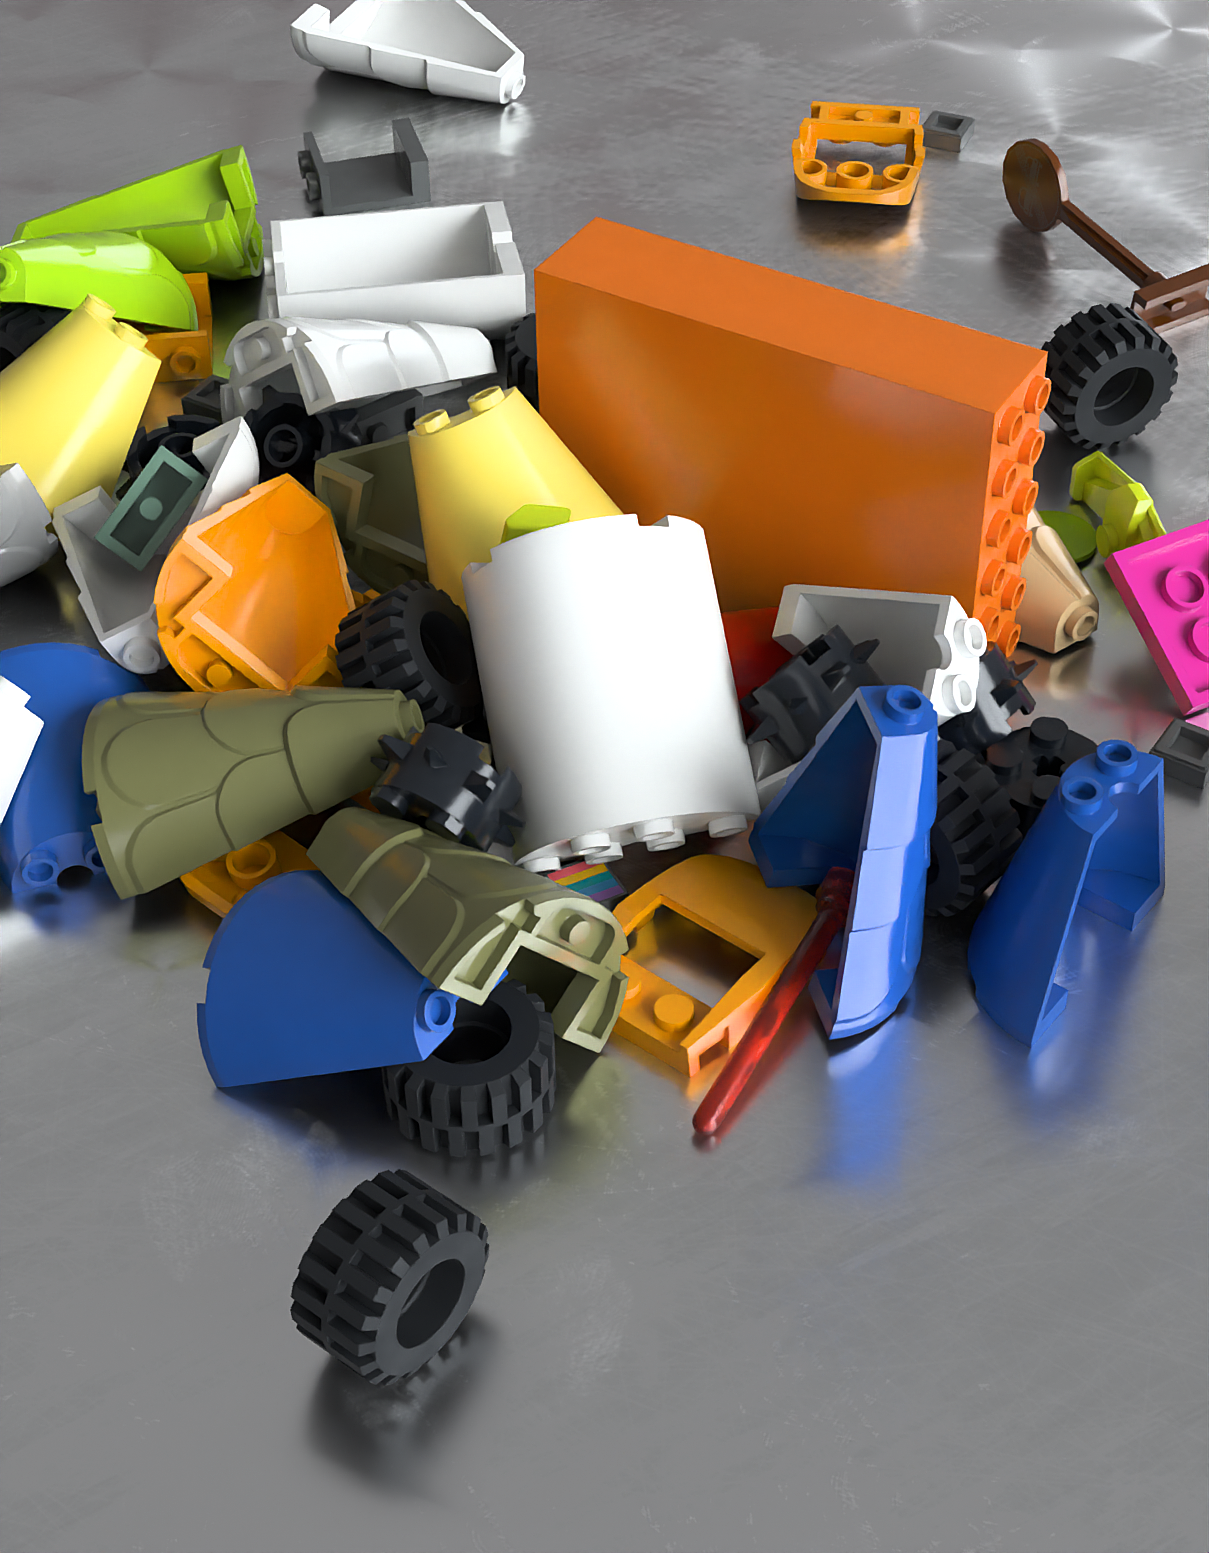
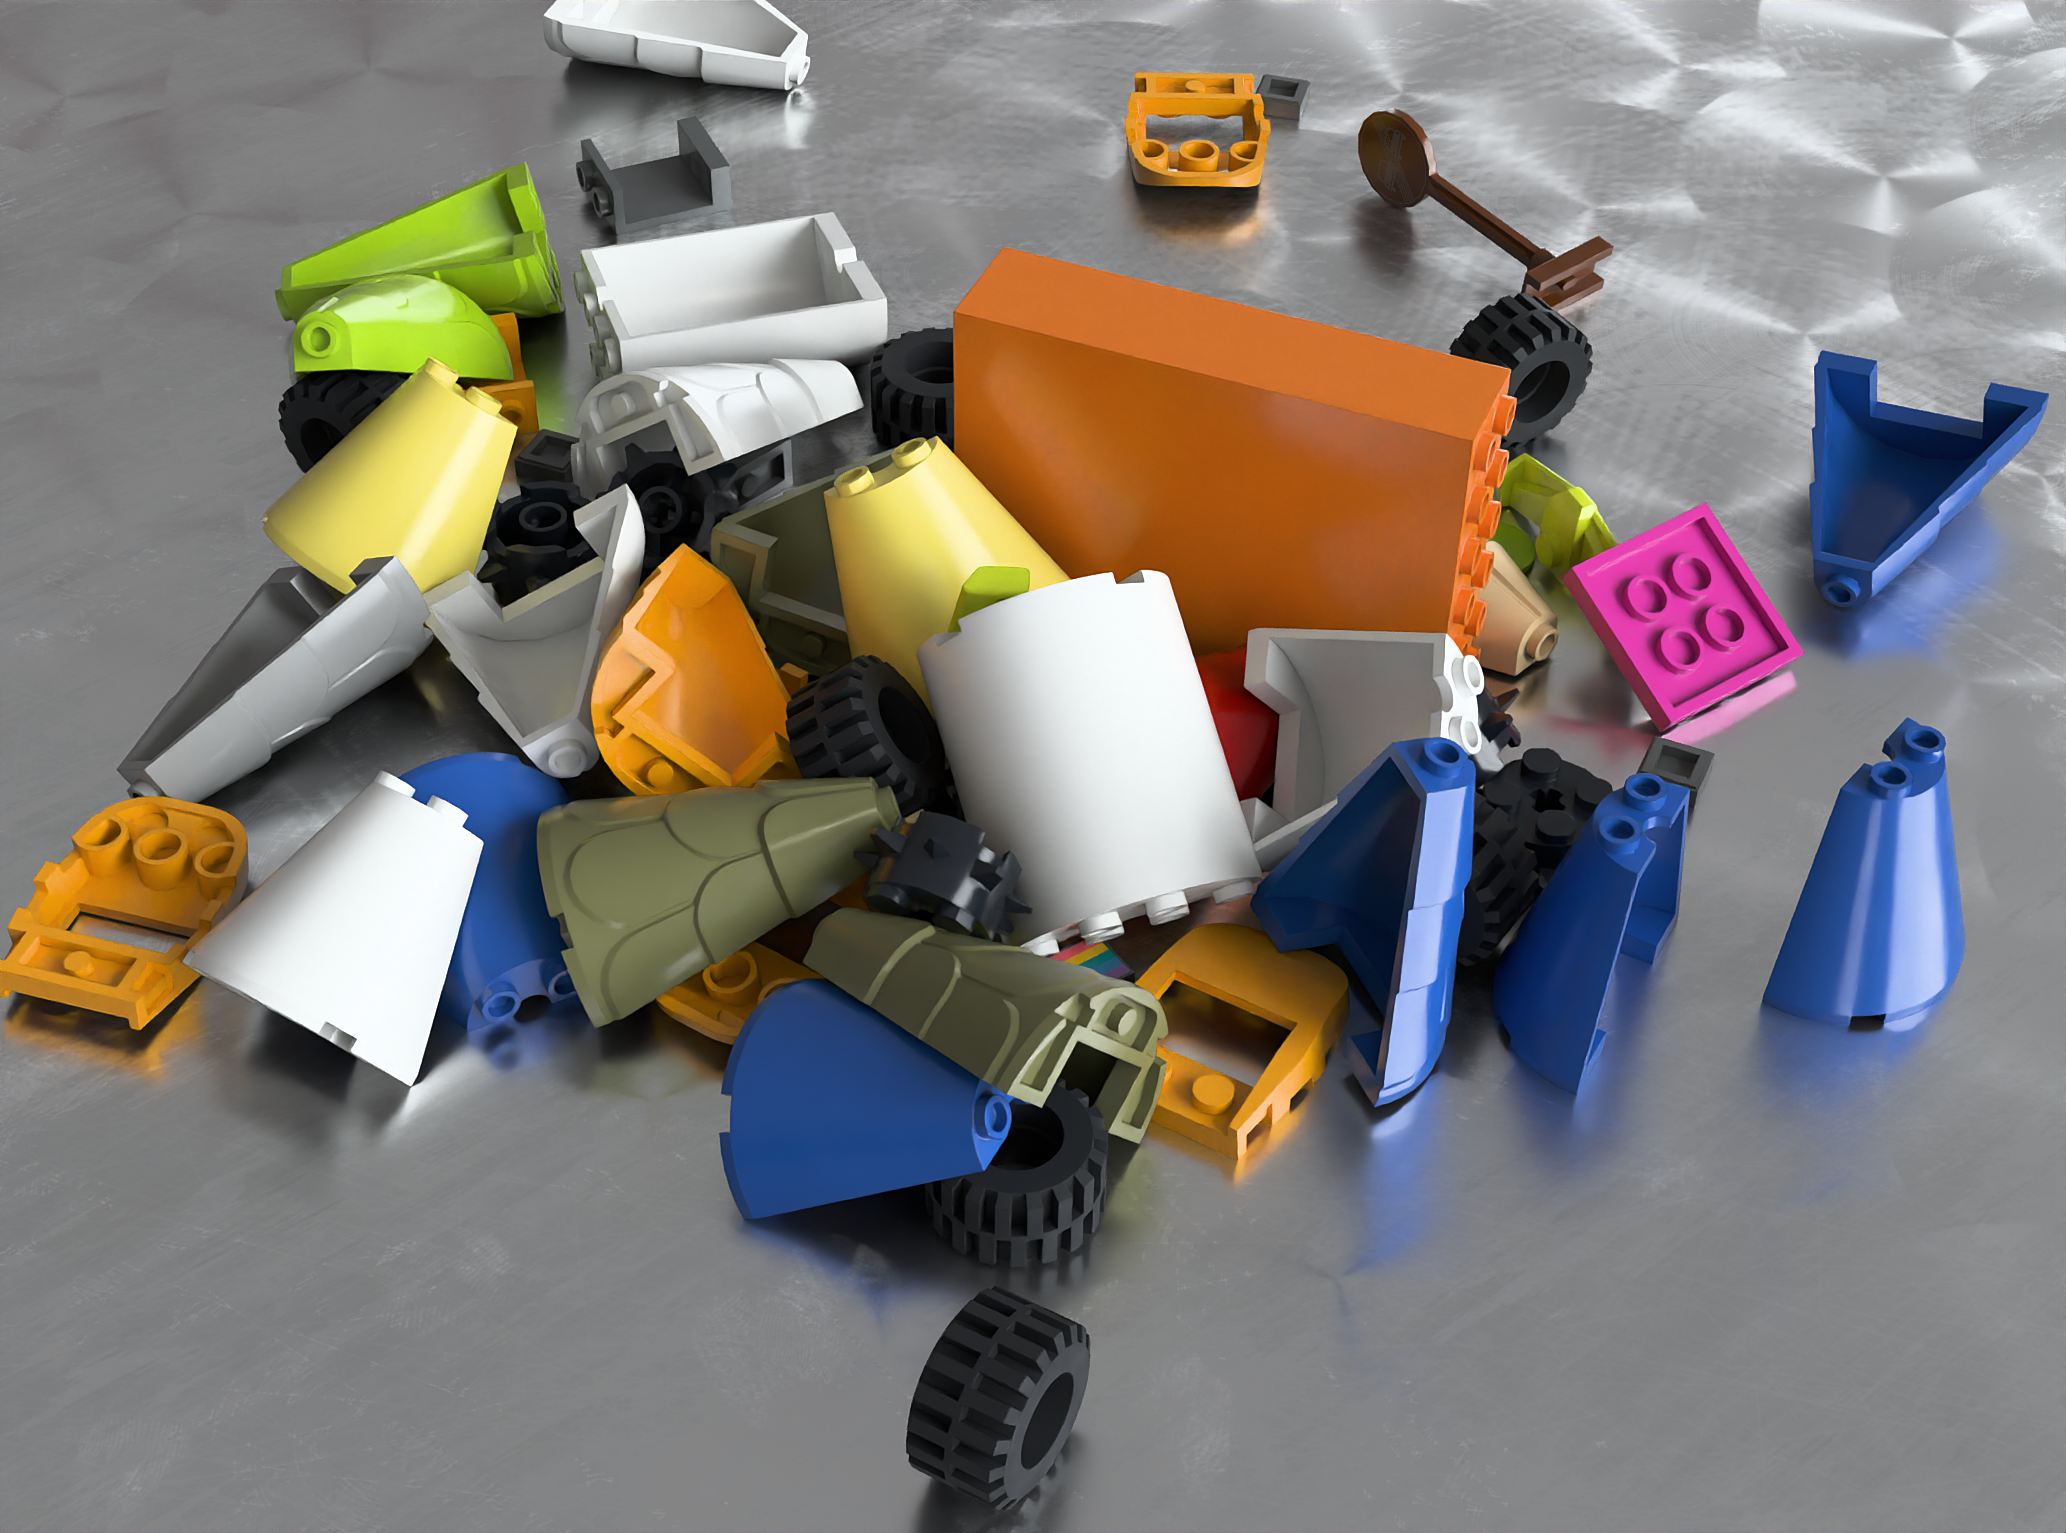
camera: 10 degrees left, 0 degrees up
(151, 508) = (535, 592): sand green brick -> none
(808, 692) = (1304, 747): black brick -> none
(832, 908) = (1364, 962): clear red piece -> none

